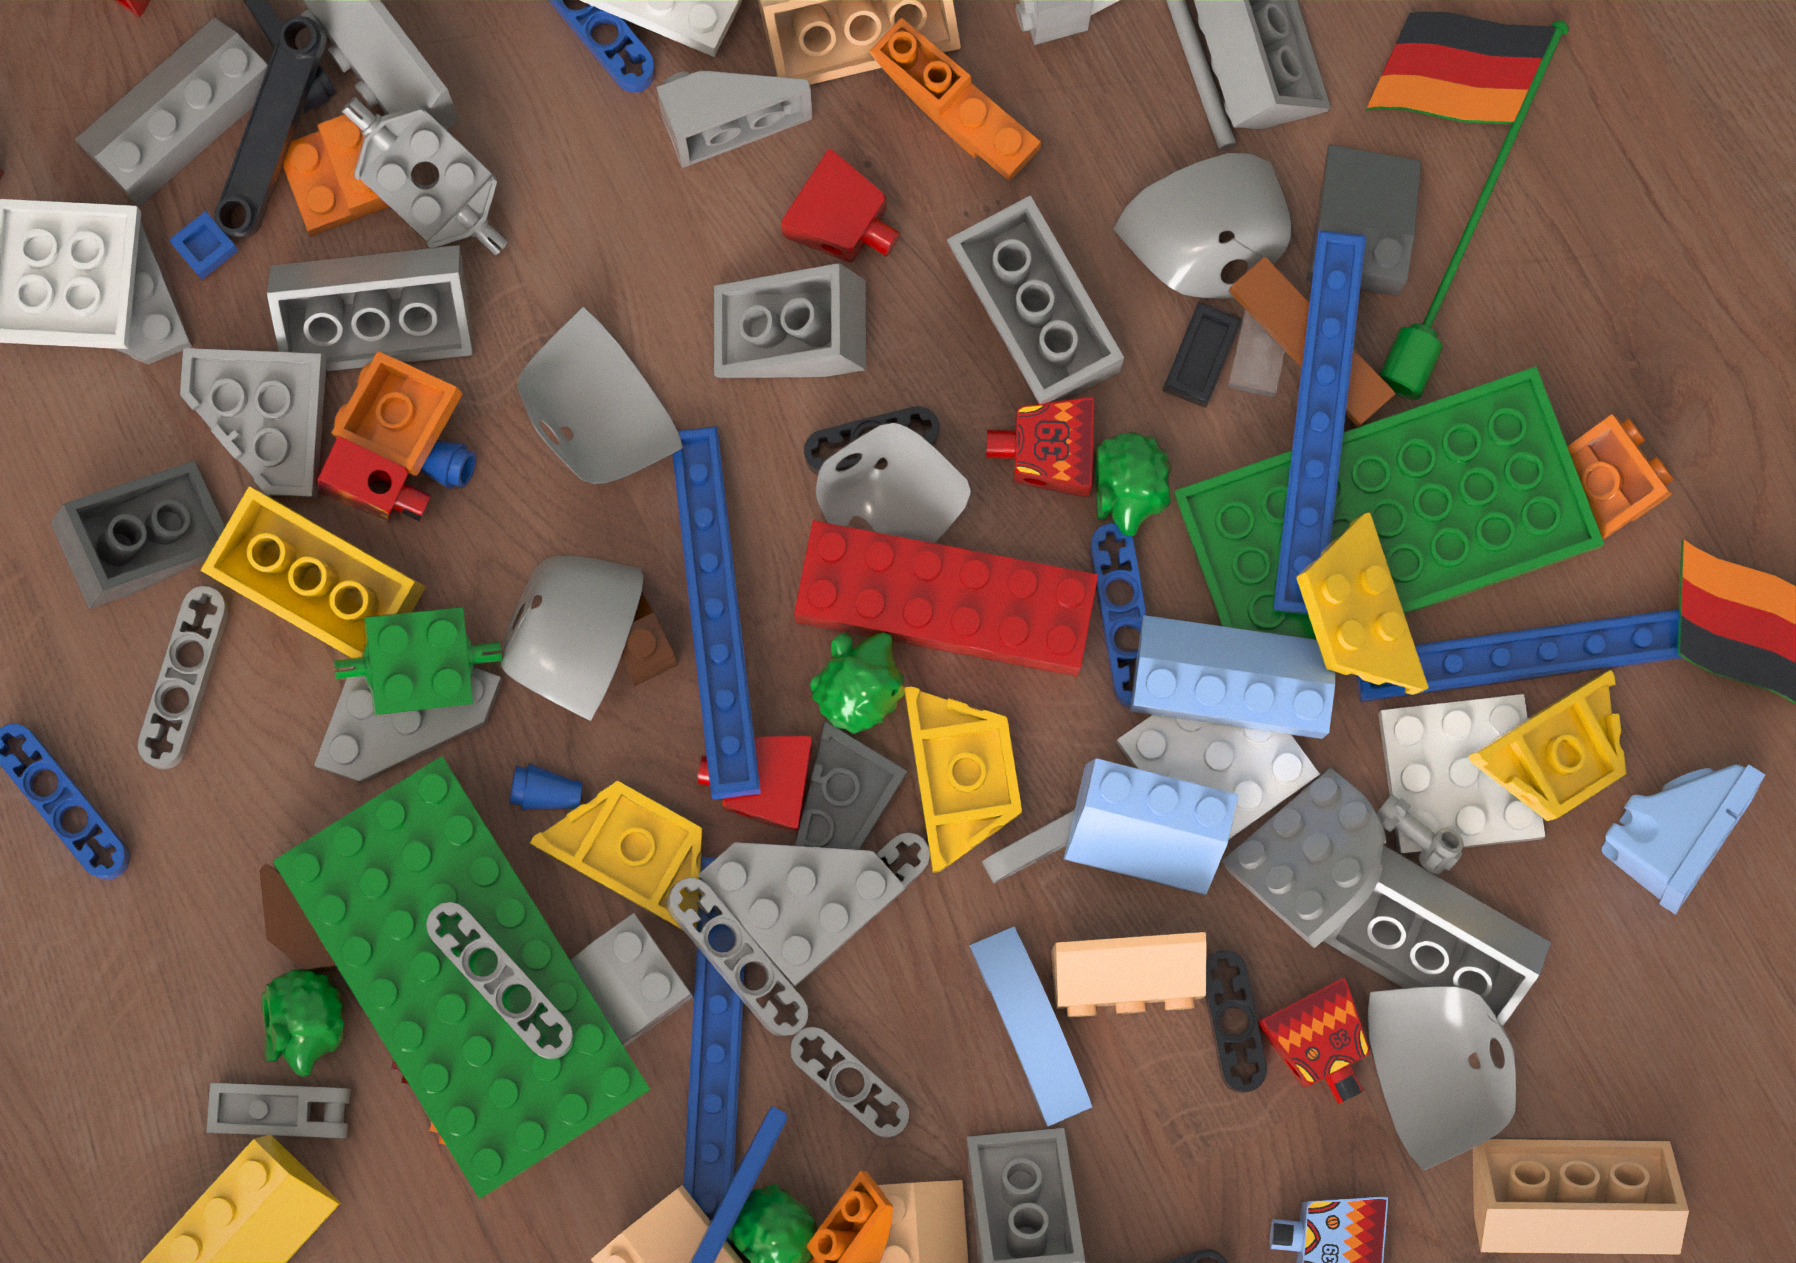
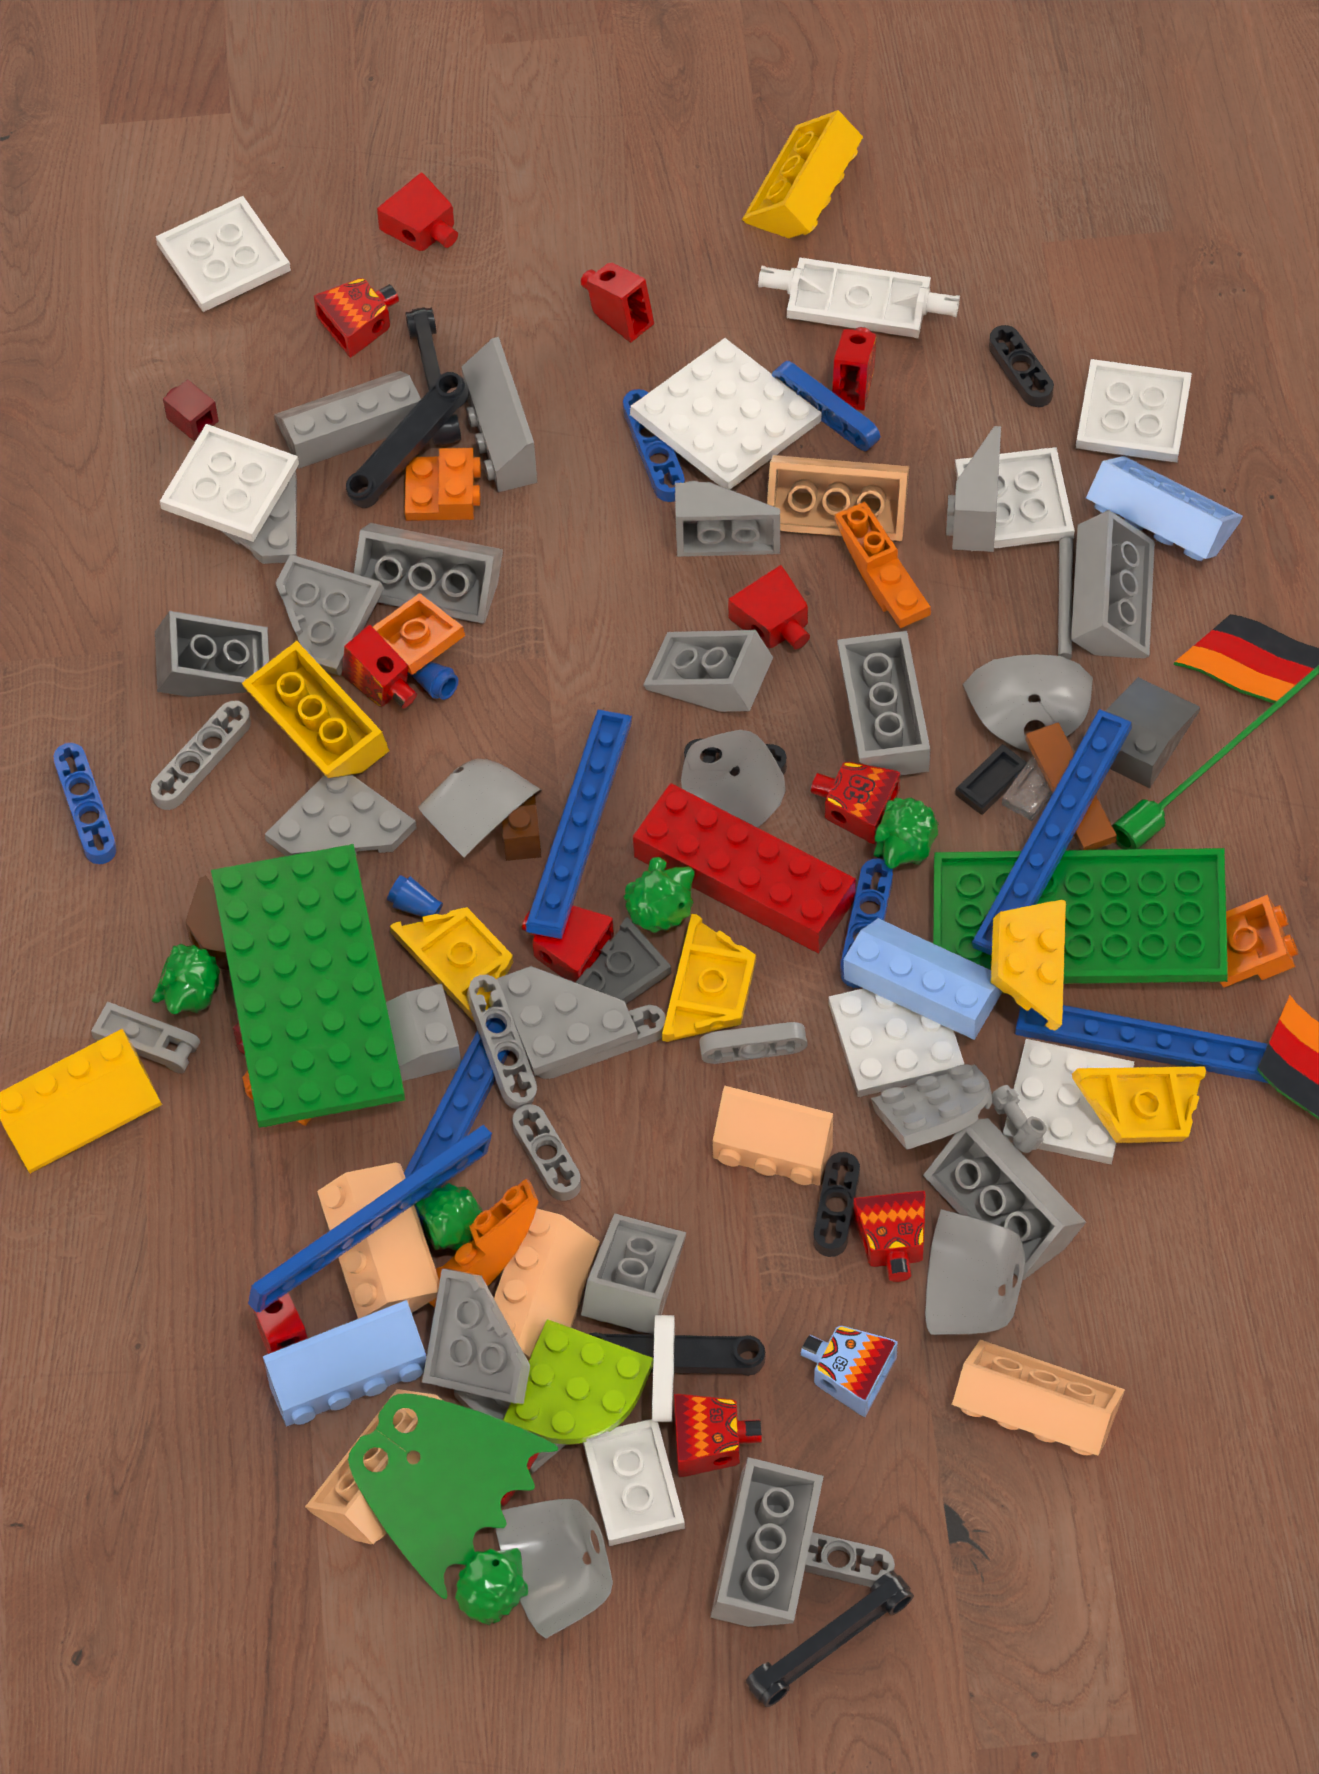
camera: 25 degrees right, 20 degrees down
(203, 245) = (331, 500): blue plate -> none
(417, 660) = (363, 782): green plate -> none
(441, 211) = (481, 473): light grey plate -> none
(496, 984) = (334, 985): light grey beam -> none
(597, 392) = (556, 669): light grey piece -> none
(1031, 1026) = (690, 1161): light blue slope -> none
(1150, 826) = (825, 1044): light blue slope -> none
(1679, 831) = (1215, 1179): light blue piece -> none

